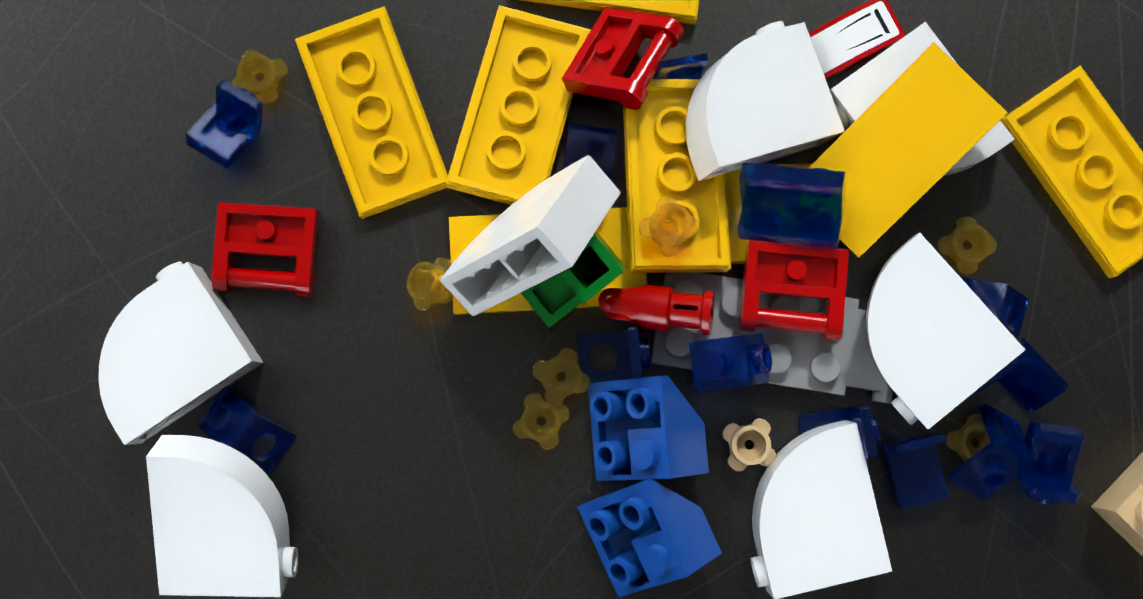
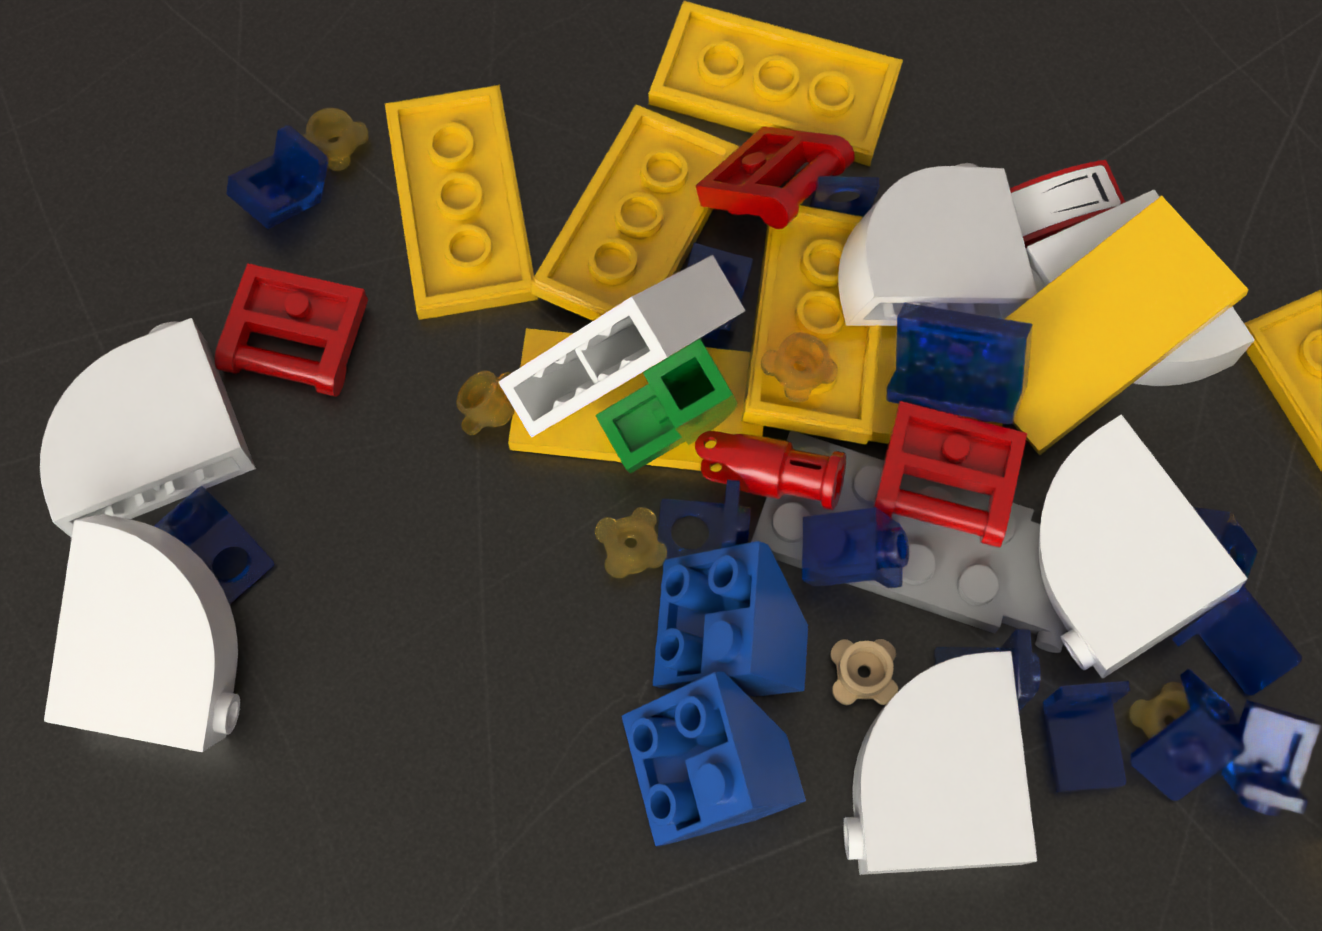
camera: 10 degrees right, 15 degrees down
(528, 427) = (588, 577): clear yellow plate -> none
(981, 245) = (1195, 457): clear yellow plate -> none

